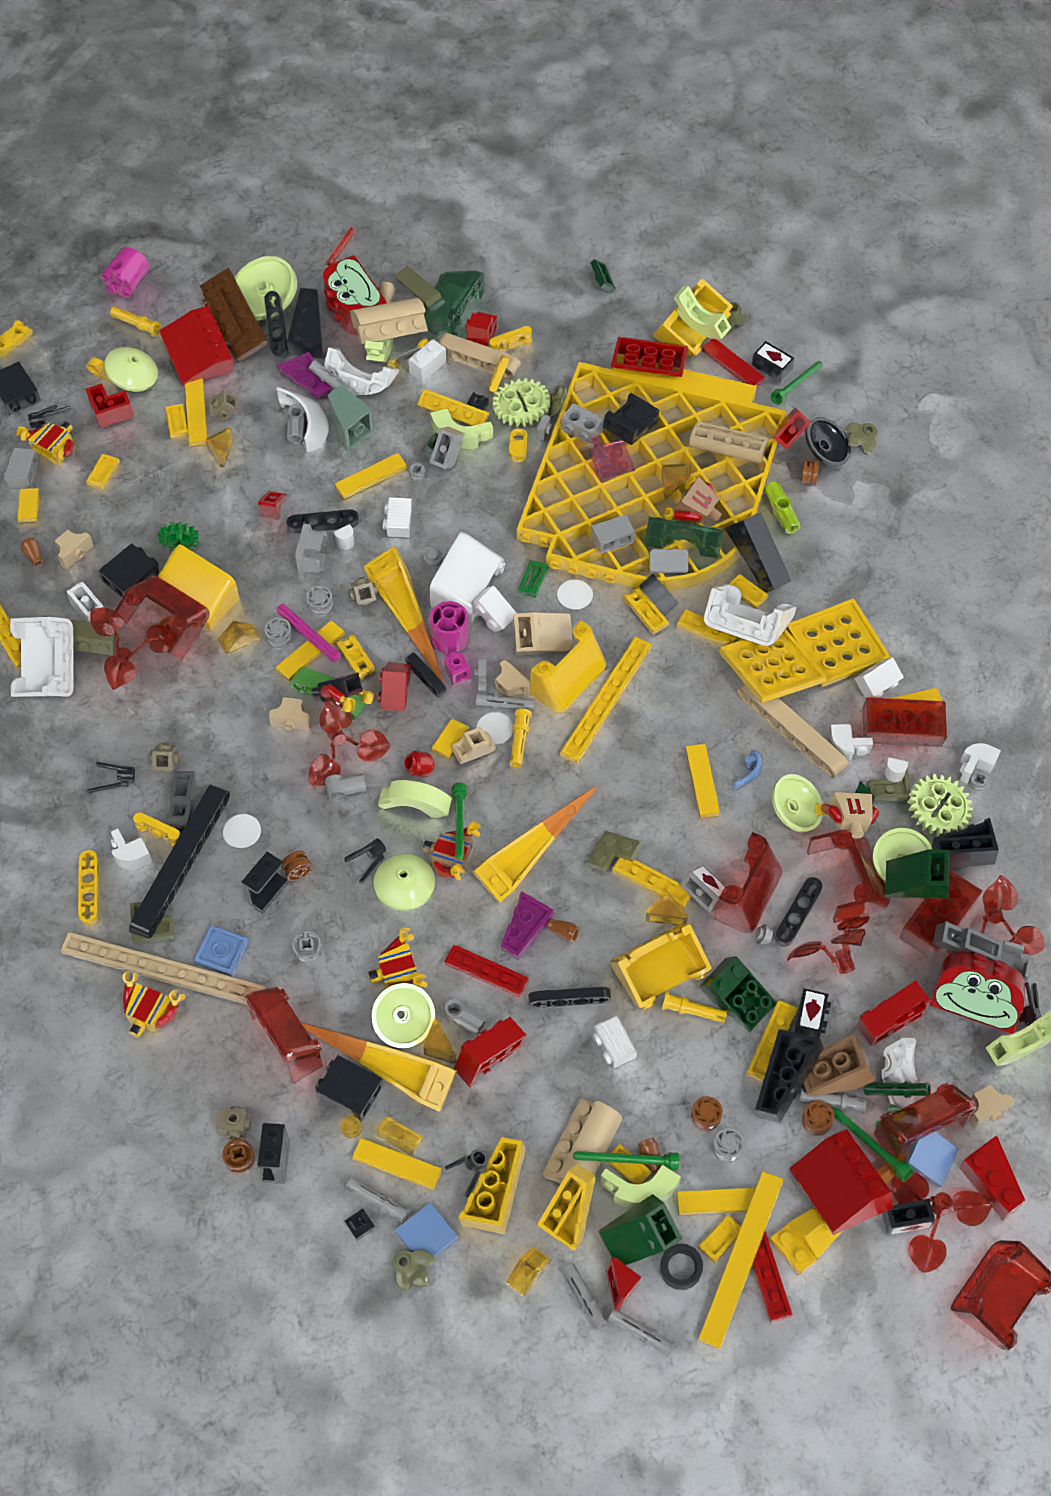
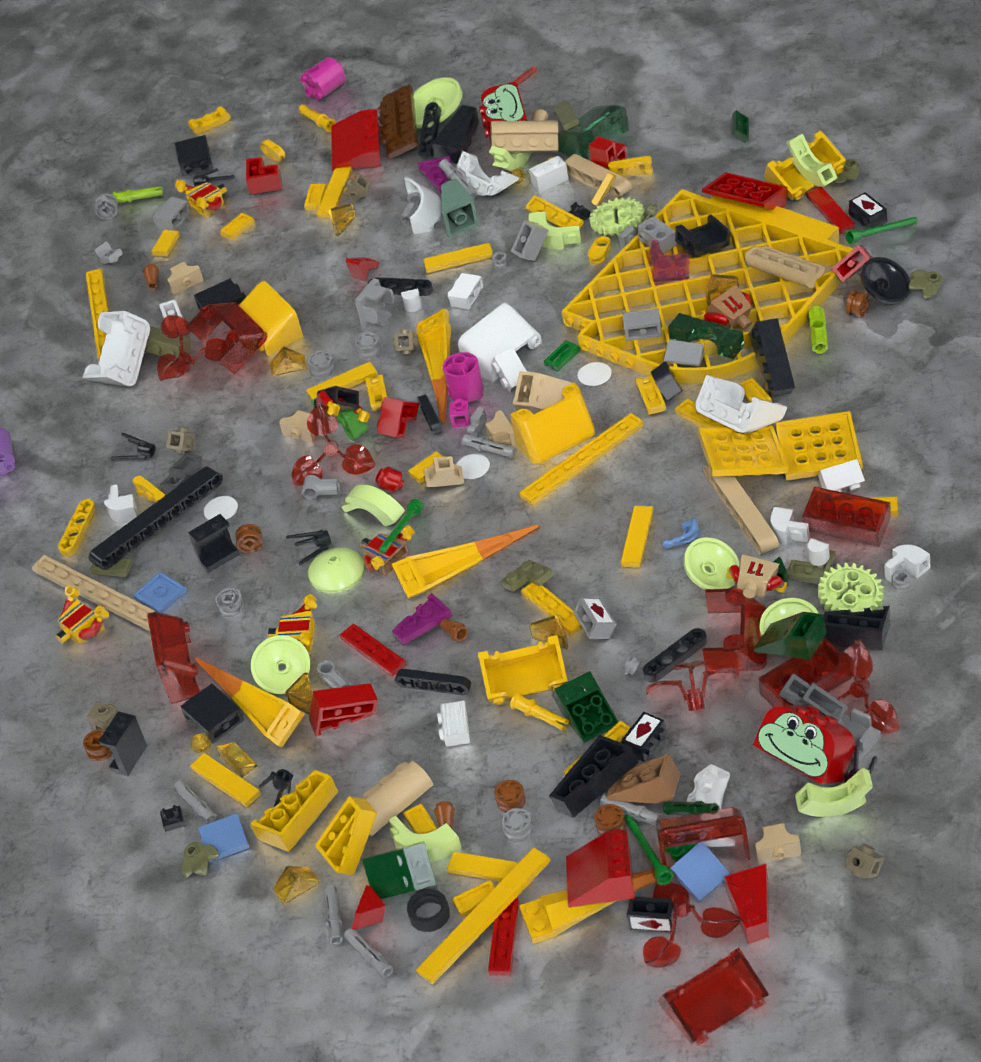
camera: 30 degrees right, 15 degrees down
(131, 369) = (294, 151): yellowish green dish -> none
(178, 534) = (271, 275): green gear -> none
(308, 632) = (344, 366): dark pink axle -> none
(520, 731) = (492, 469): yellow pin -> none
(669, 1160) = (456, 822): green piece -> none
(745, 906) = (635, 624): clear red windscreen -> none
(894, 1013) = (723, 748): red wedge -> none

